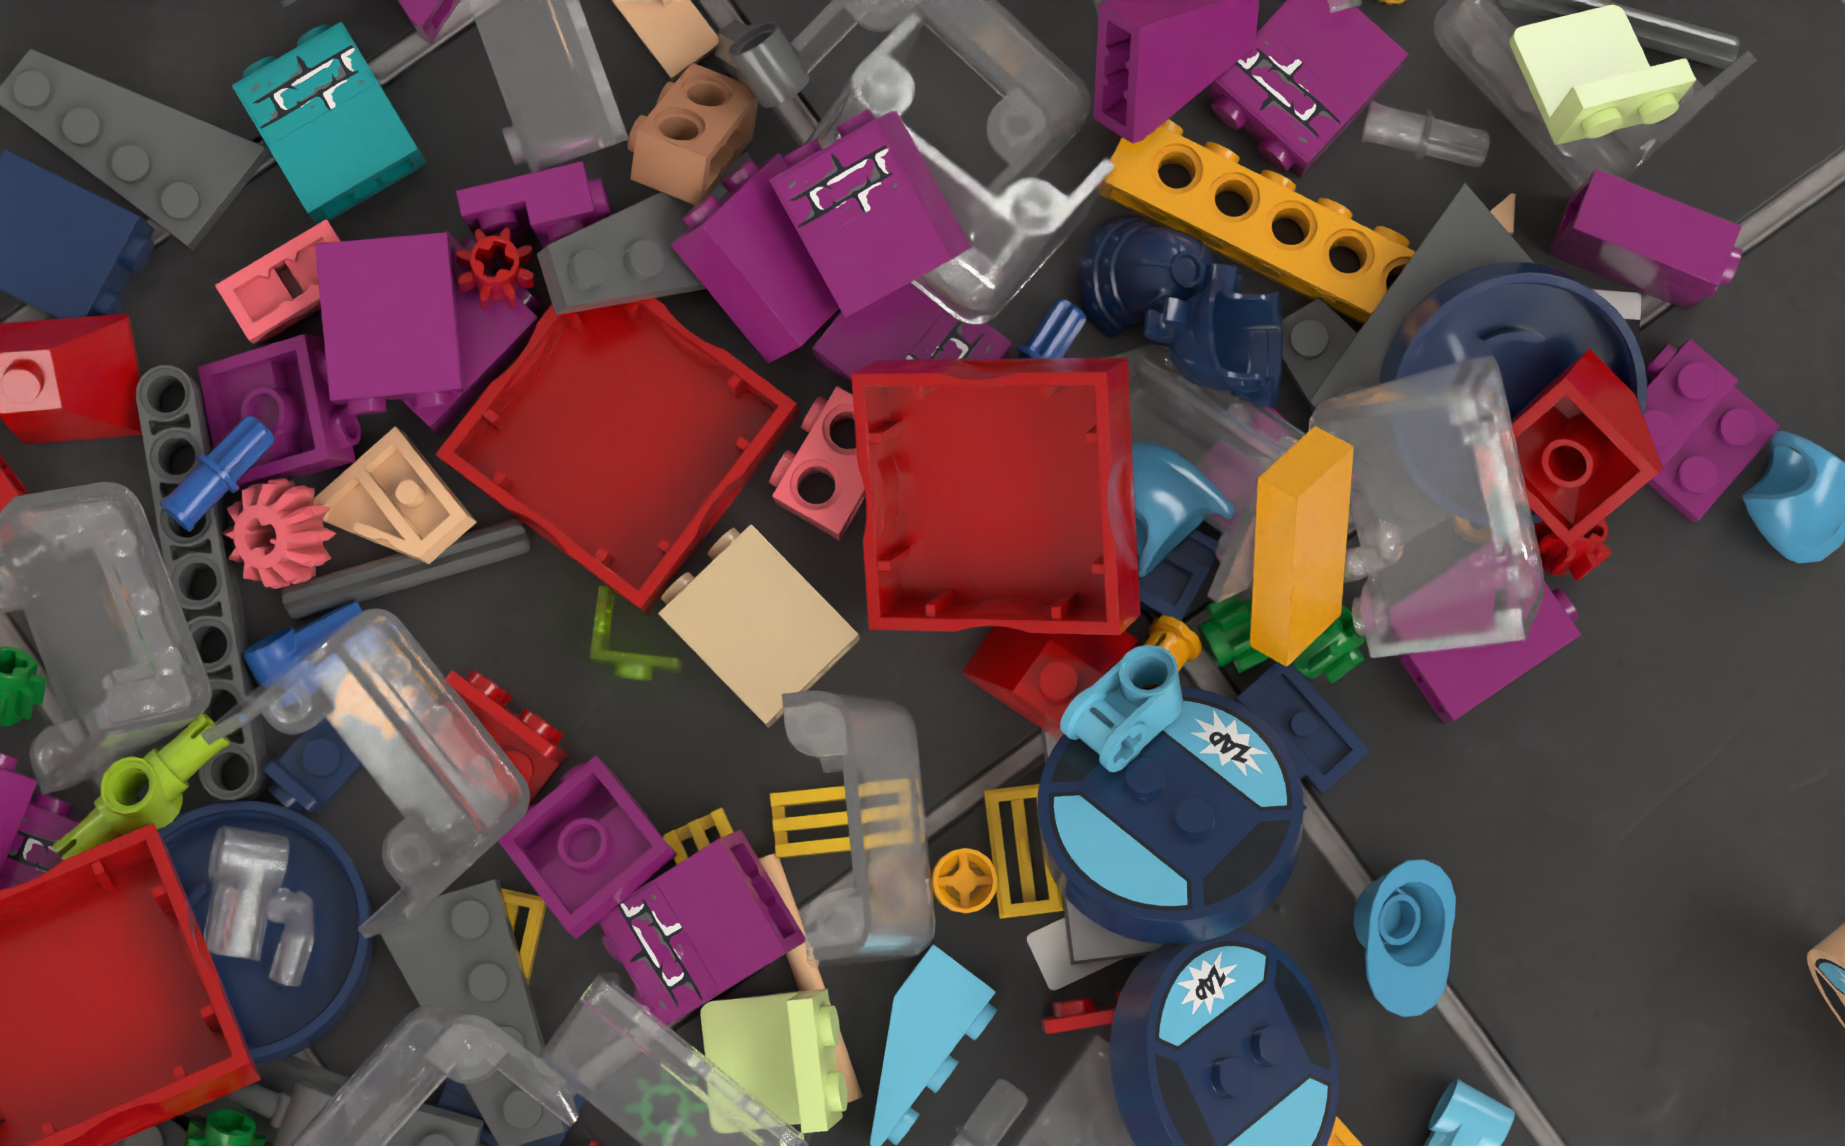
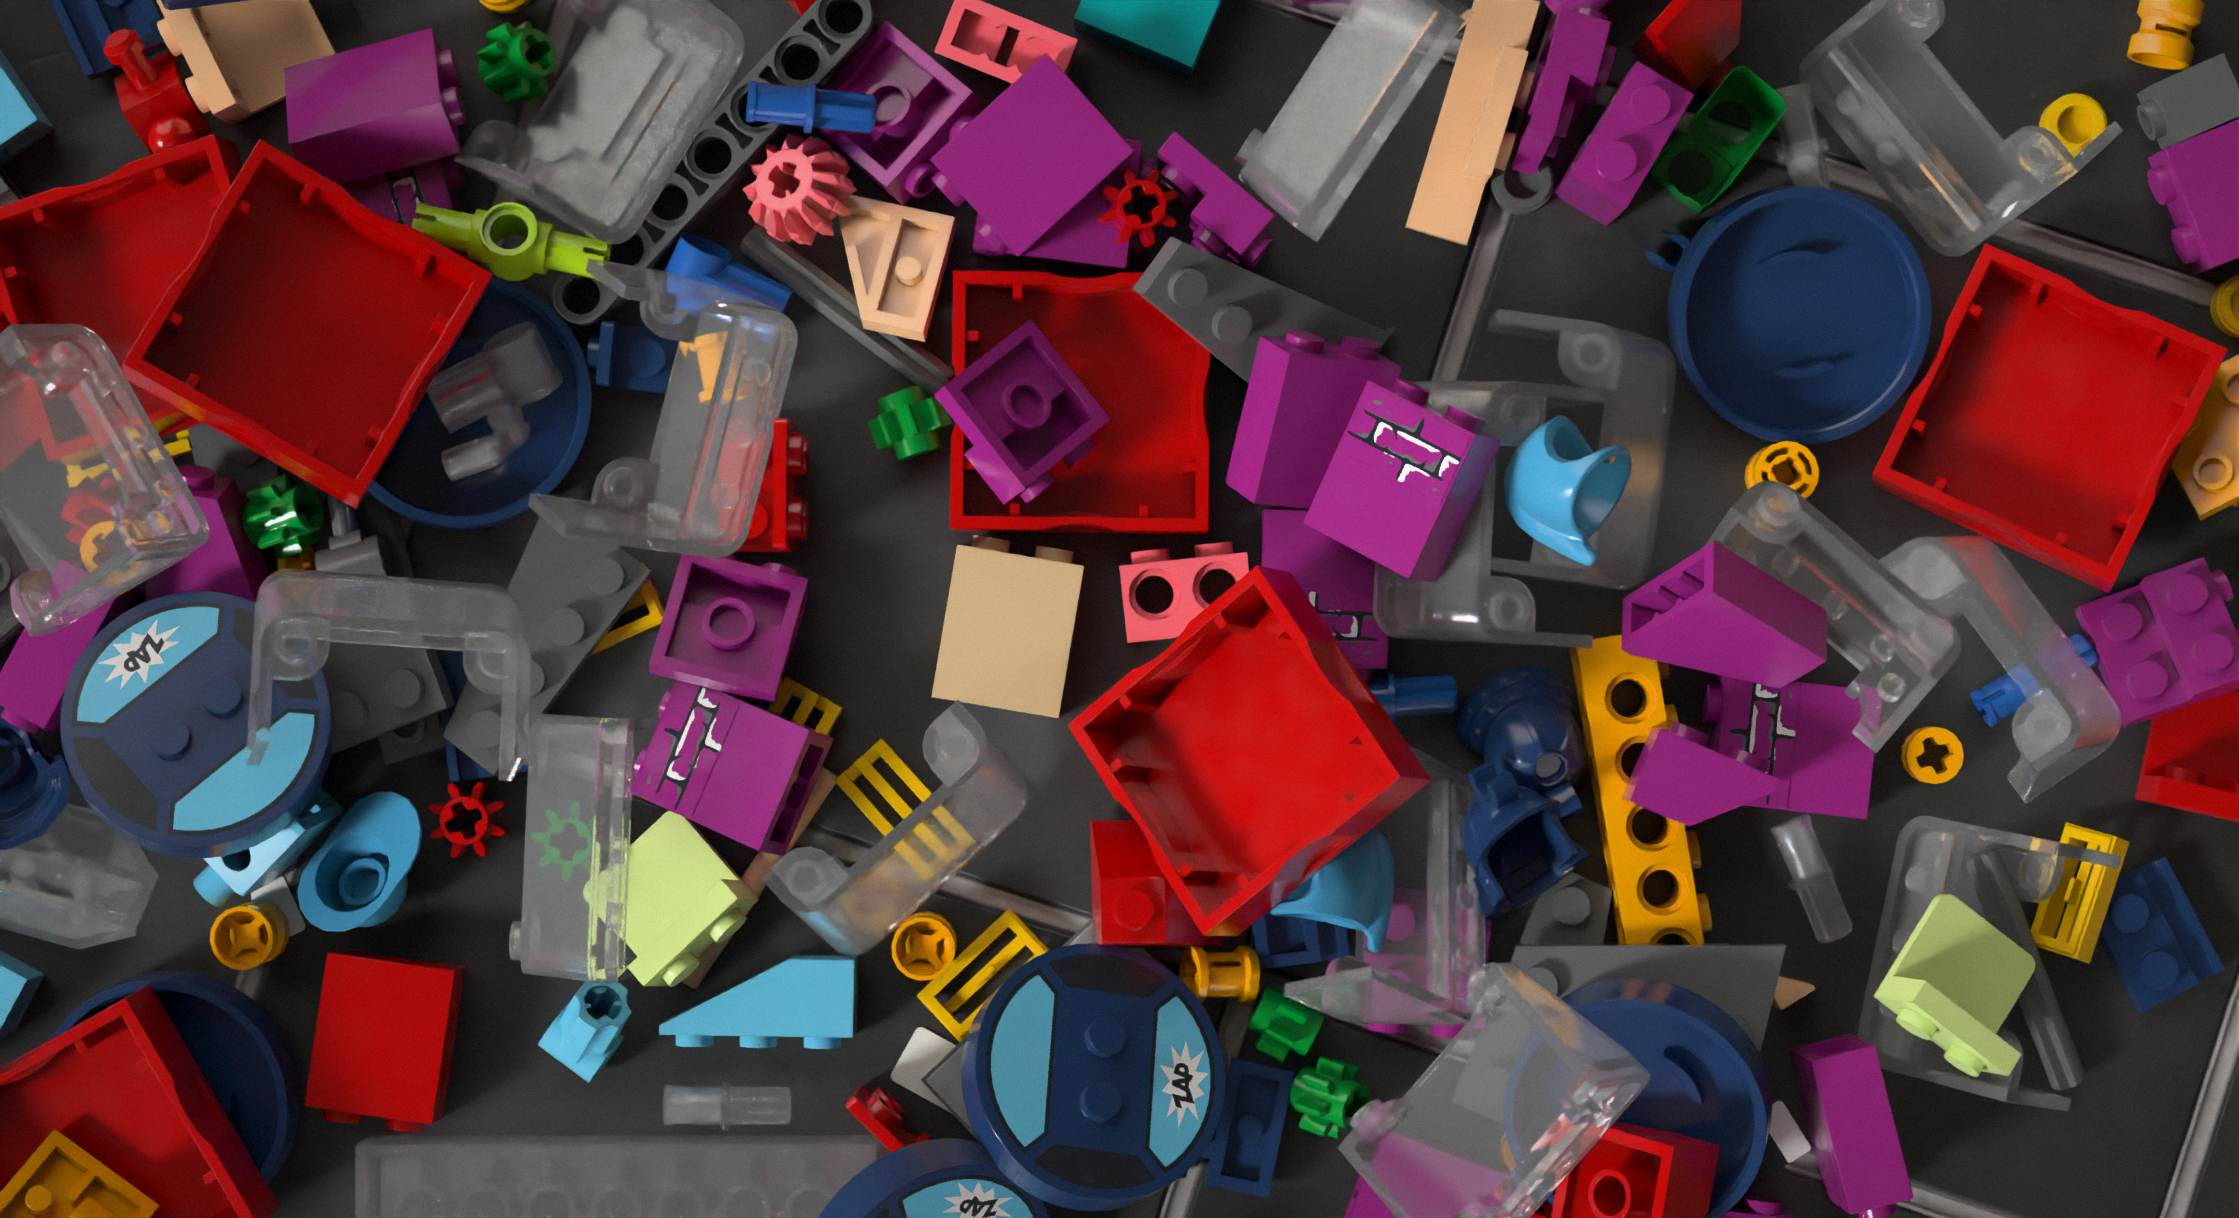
camera: 55 degrees right, 5 degrees up
(532, 582) = (909, 423): none -> green gear
(592, 482) = (1022, 414): none -> magenta plate
(626, 664) = (899, 546): clear neon green bracket -> none
(692, 134) = (1369, 282): nougat brick -> none
(762, 61) = (1469, 293): dark grey piece -> none
(970, 94) = (1563, 488): none -> dark azure piece
(1121, 717) = (1139, 980): medium azure piece -> none
(1278, 165) = (1691, 782): none -> magenta slope
(1300, 545) = (1381, 1029): light orange piece -> none
(1381, 551) = (1408, 1084): clear arm -> none

